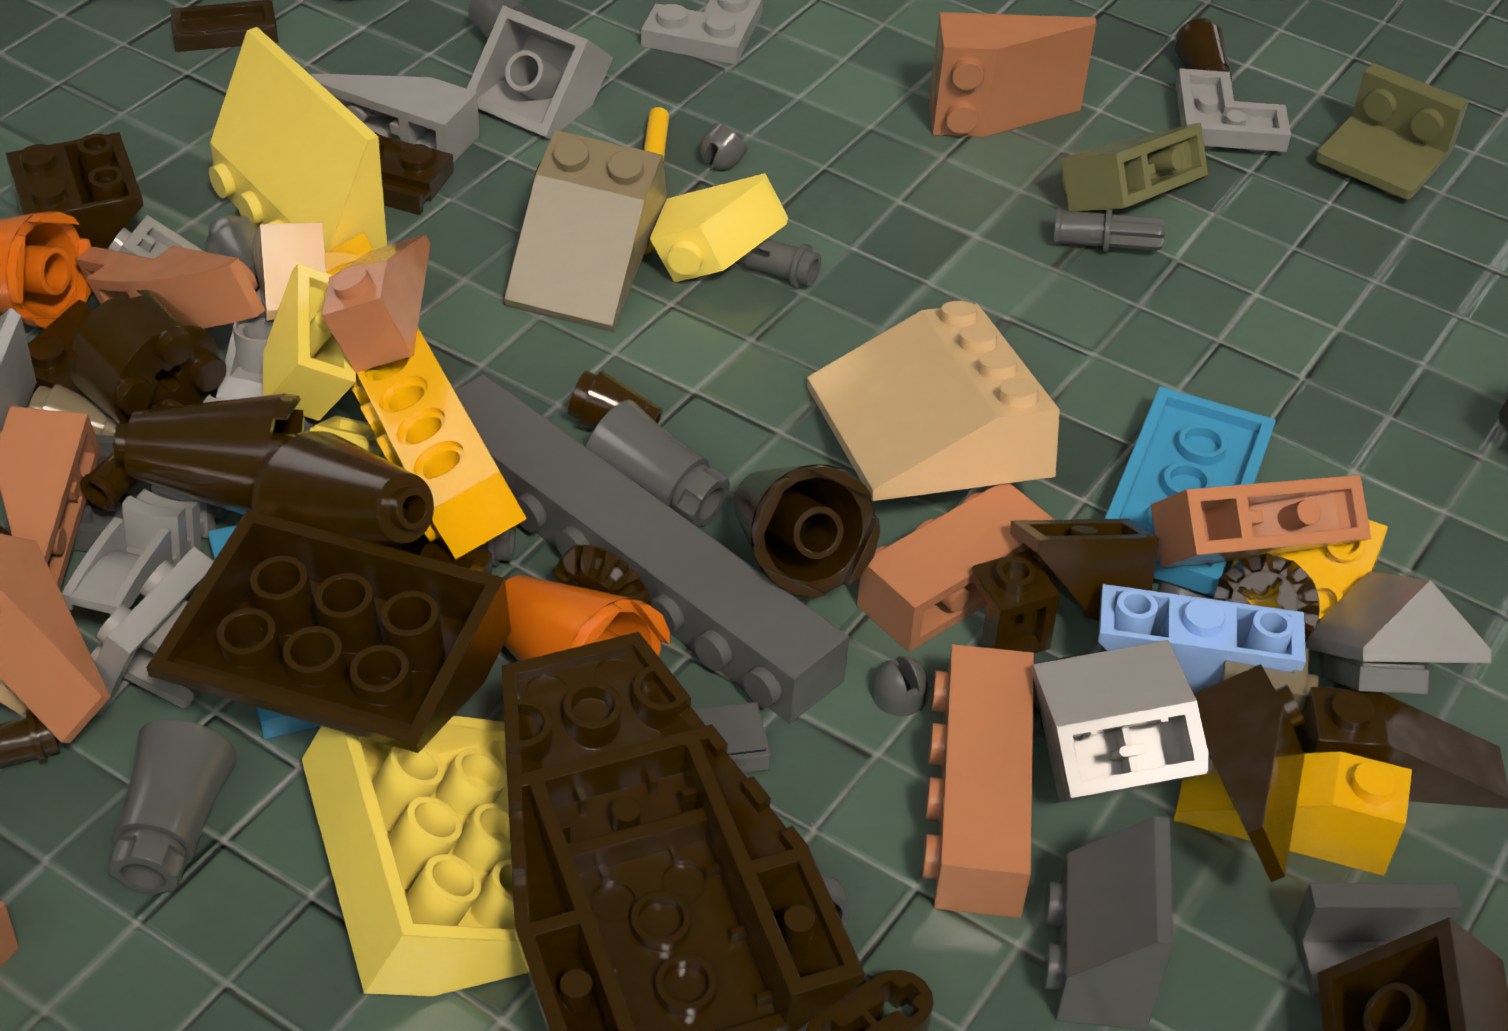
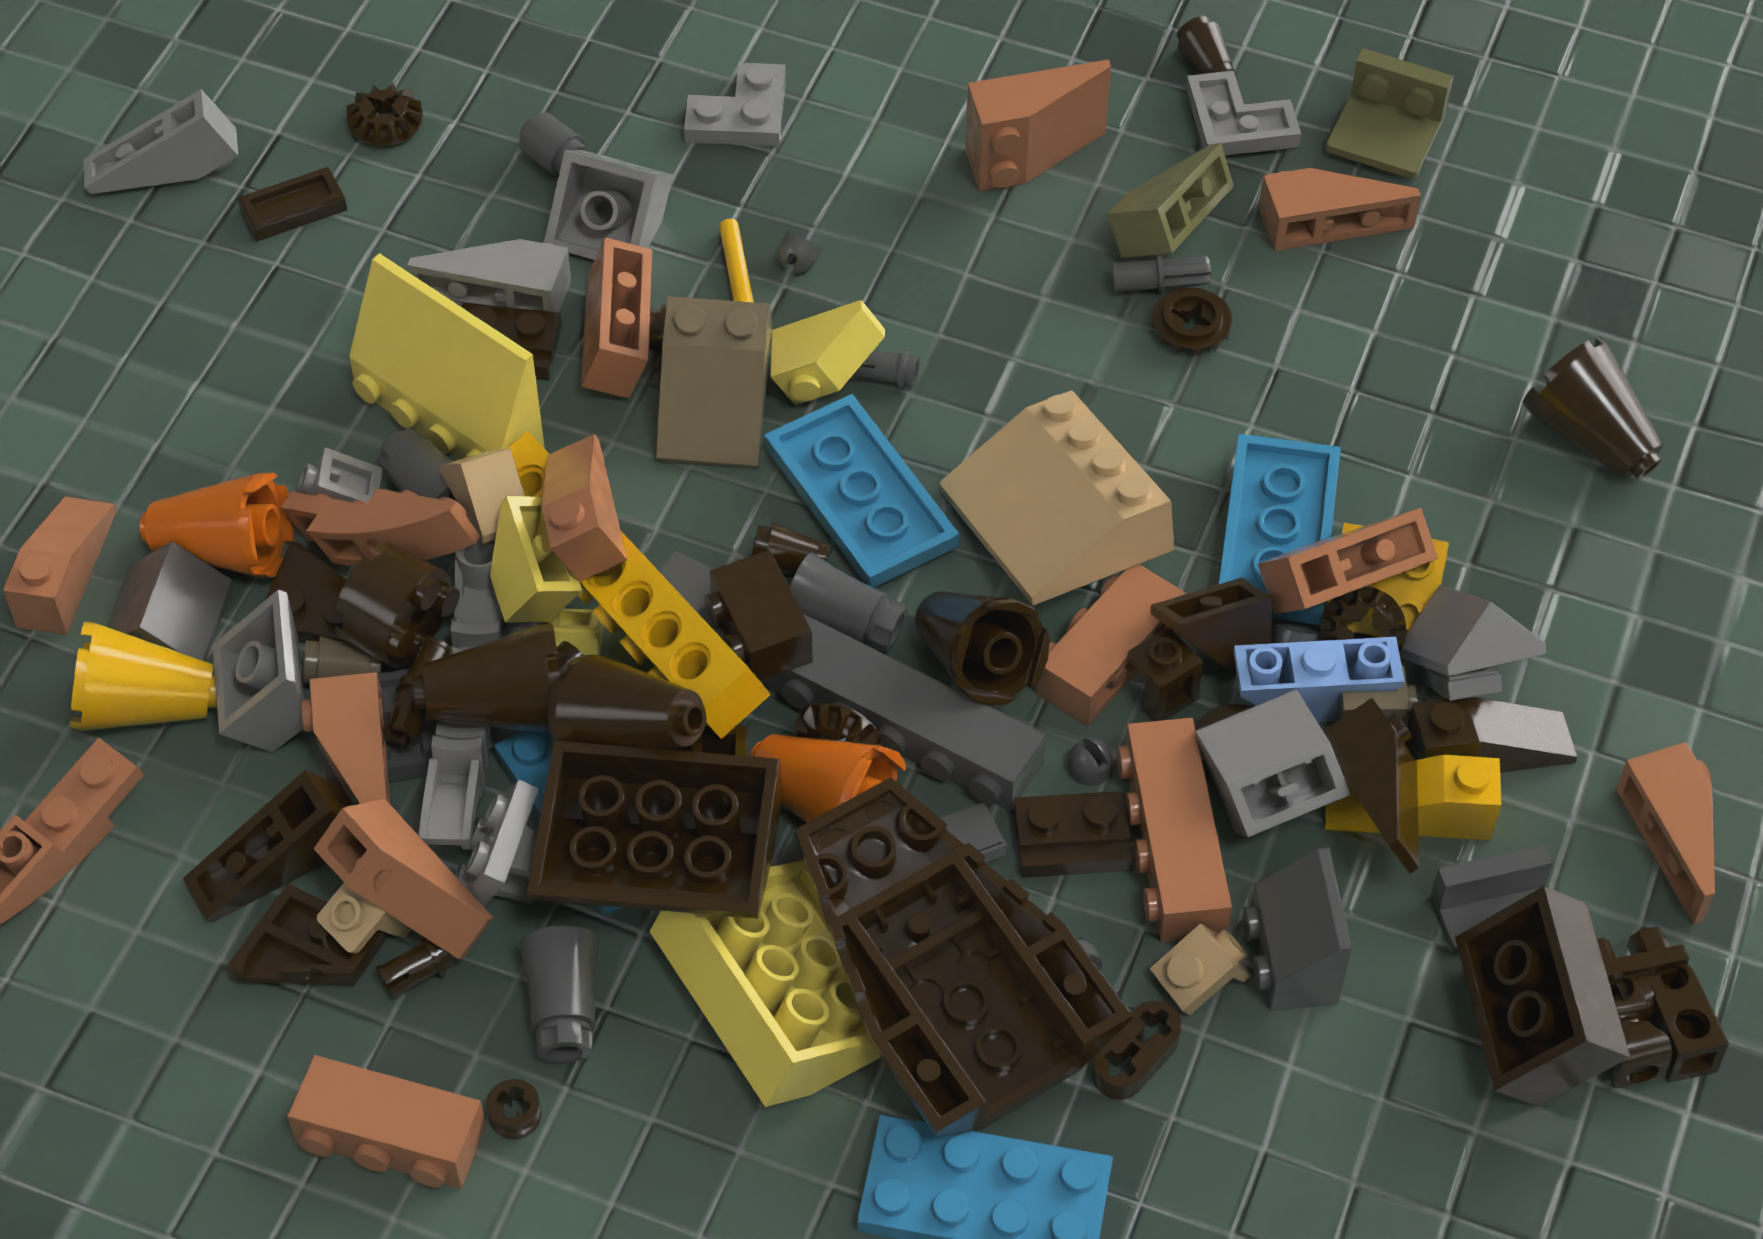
camera: 10 degrees left, 10 degrees up
(61, 952) = (505, 1093): none -> dark brown bush
(81, 179) = (247, 430): dark brown slope -> none
(504, 162) = (617, 318): none -> nougat brick
(548, 446) = (759, 615): none -> dark brown brick
(717, 368) = (861, 491): none -> dark azure plate
(856, 761) = (1073, 834): none -> dark brown plate
(975, 943) = (1200, 967): none -> tan bracket
(1118, 267) = (1183, 305): none -> dark brown gear
(1312, 203) = (1329, 206): none -> nougat slope

